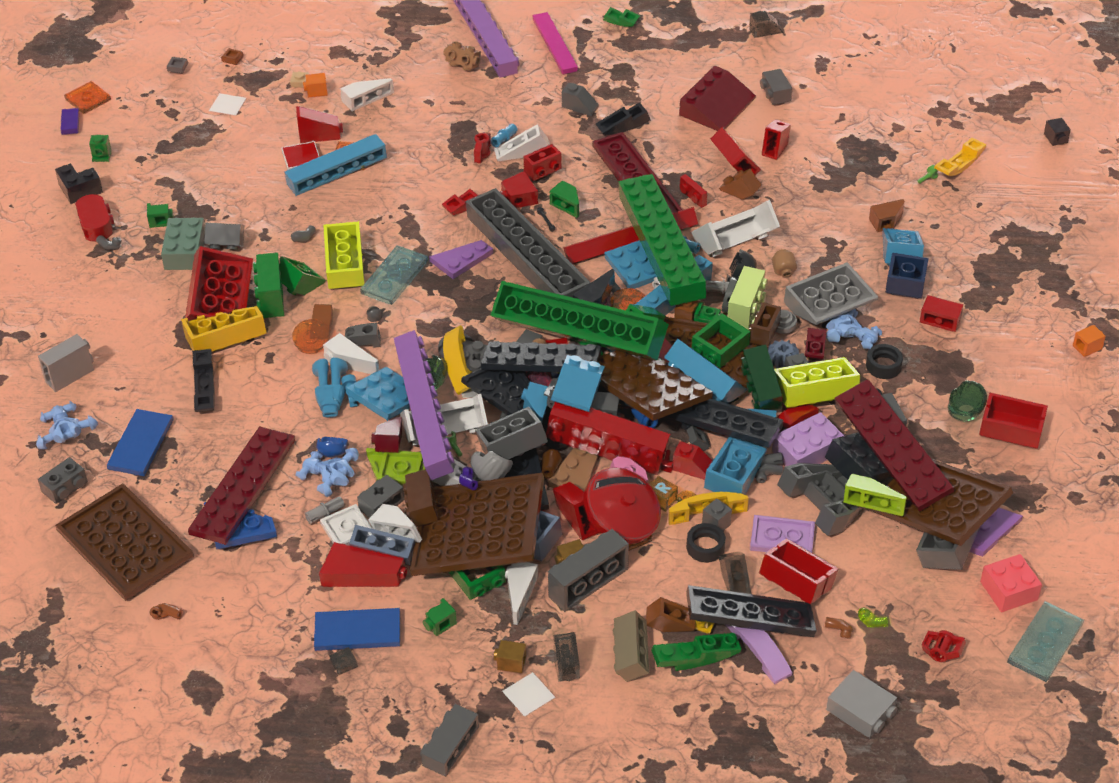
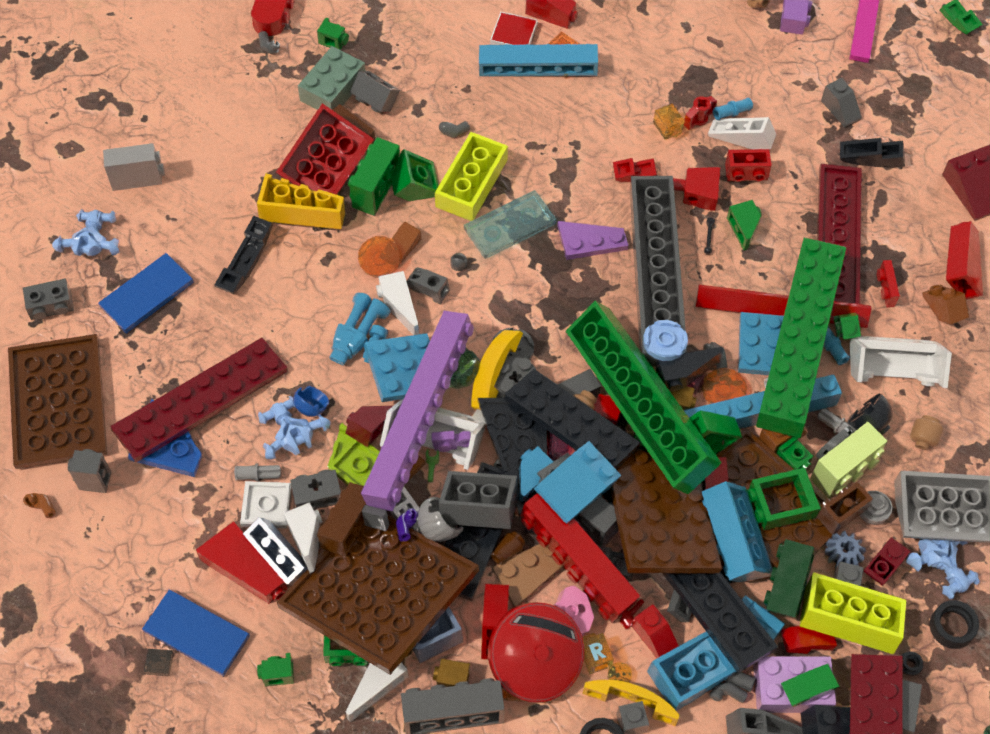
camera: 30 degrees right, 15 degrees up
(193, 566) = (89, 471): none -> dark grey brick
(442, 486) = (375, 517): none -> dark grey tile
(456, 419) = (449, 440): none -> medium lavender plate
(463, 162) = (668, 121): none -> clear yellow brick
(570, 281) = (665, 340): none -> light blue tile
(687, 224) = (847, 326): none -> green brick
(820, 429) = (810, 685): none -> green slope

